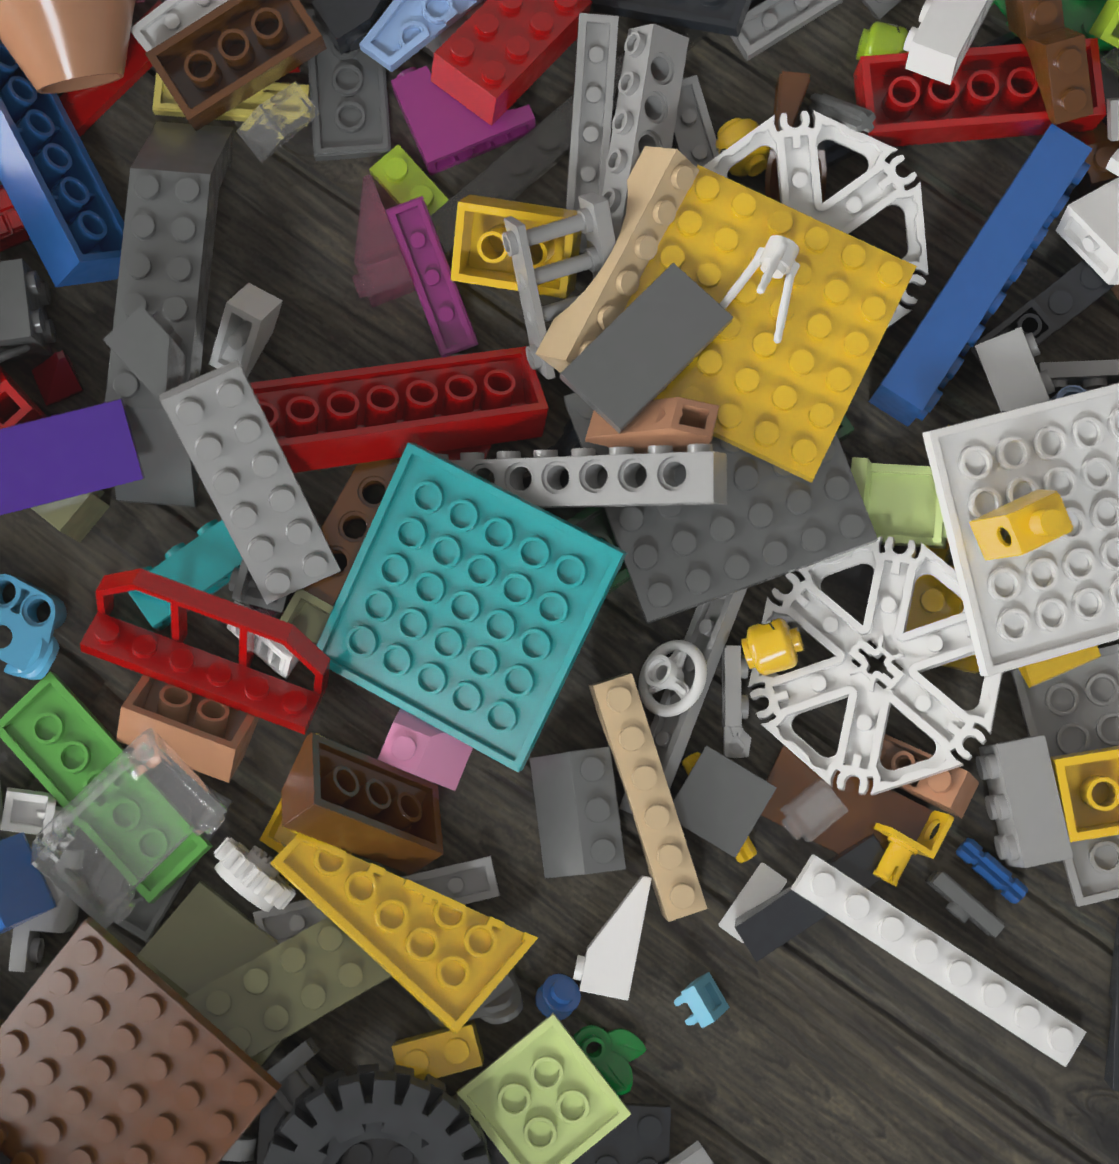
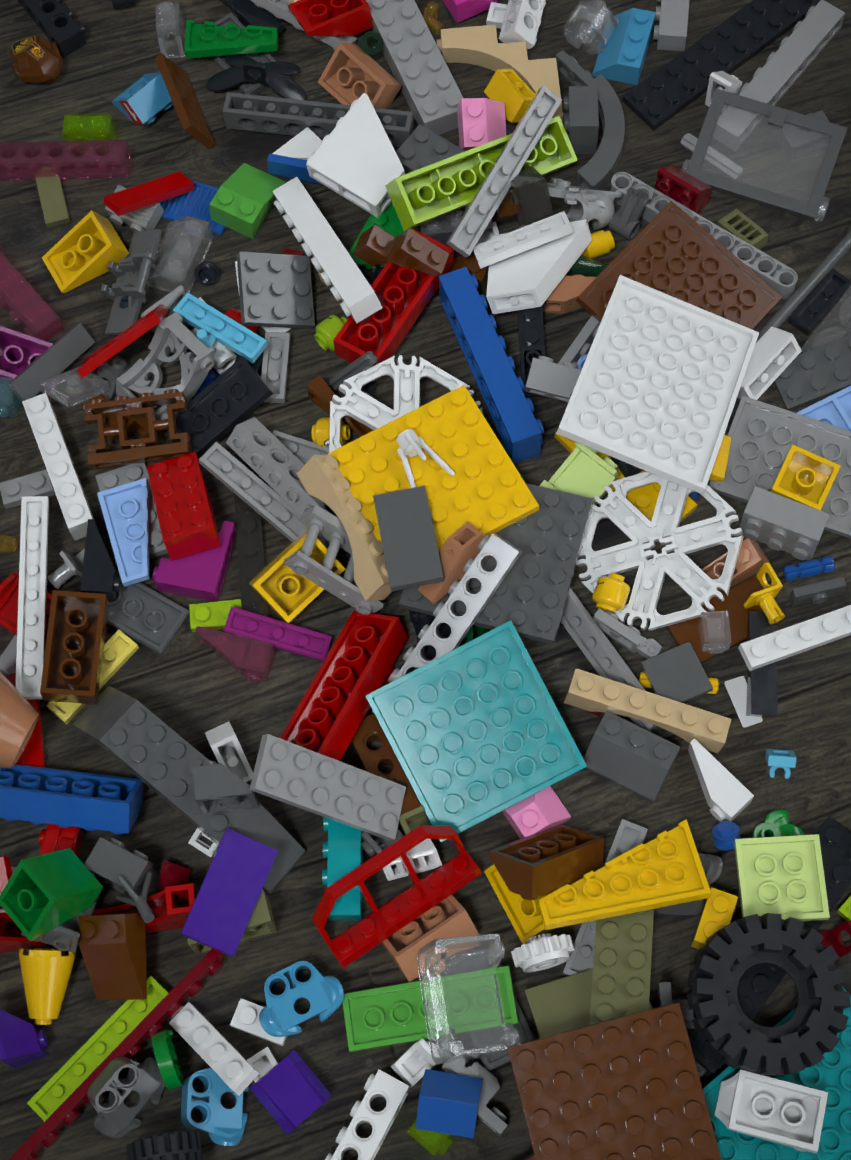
camera: 50 degrees left, 15 degrees down
(277, 121) = (127, 658): clear slope -> none
(666, 673) = (579, 657): white piece -> none
(1029, 520) = (640, 406): yellow torso -> none

